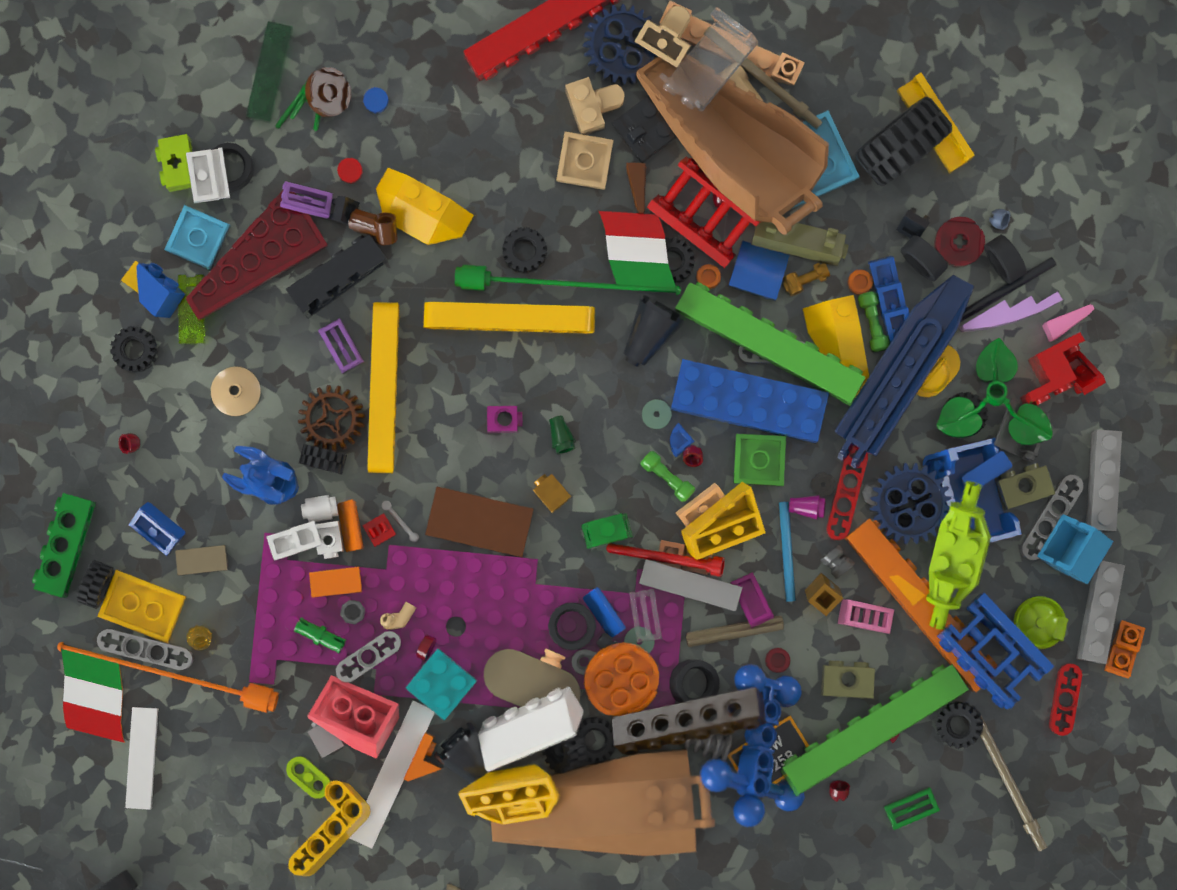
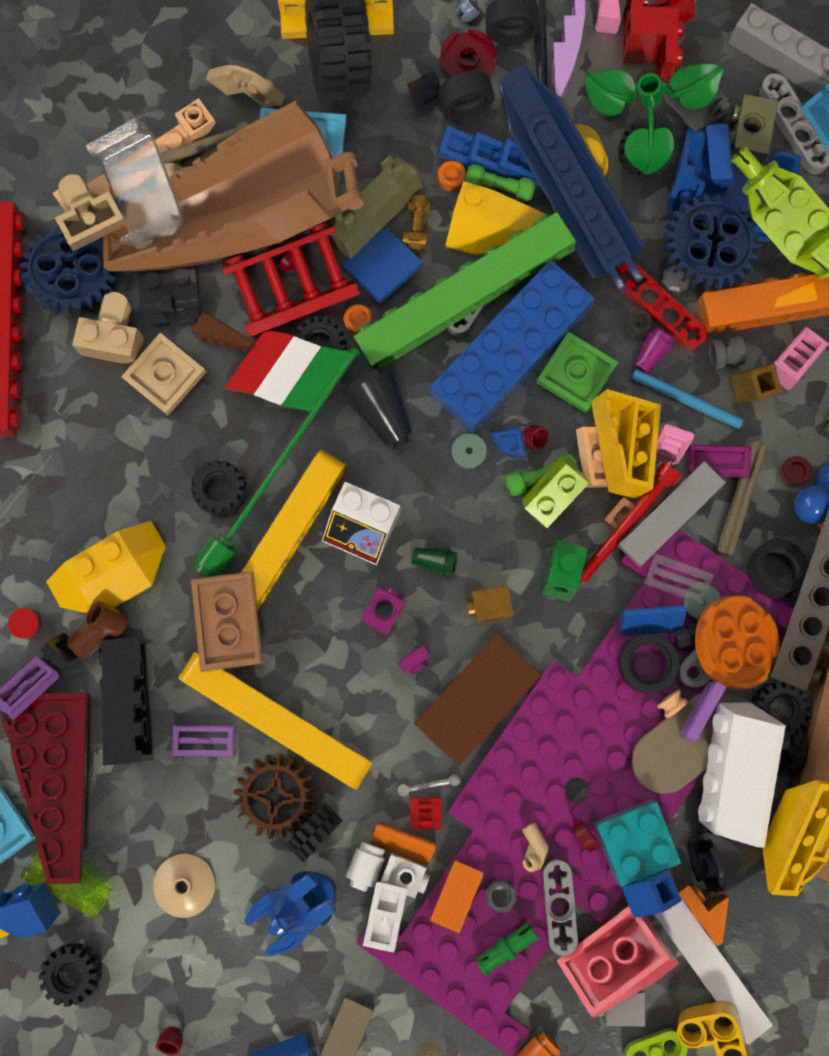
camera: 55 degrees left, 5 degrees down
(413, 712) = (652, 894): none -> blue slope
(432, 313) = (226, 621): none -> medium nougat tile
(480, 462) = (415, 661): none -> magenta plate
(556, 367) = (361, 523): none -> slope
(557, 680) = (702, 711): none -> medium lavender tile
(658, 492) = (554, 491): none -> lime brick
(739, 557) = (672, 444): none -> bright pink slope
(835, 75) = (236, 79): none -> tan plate

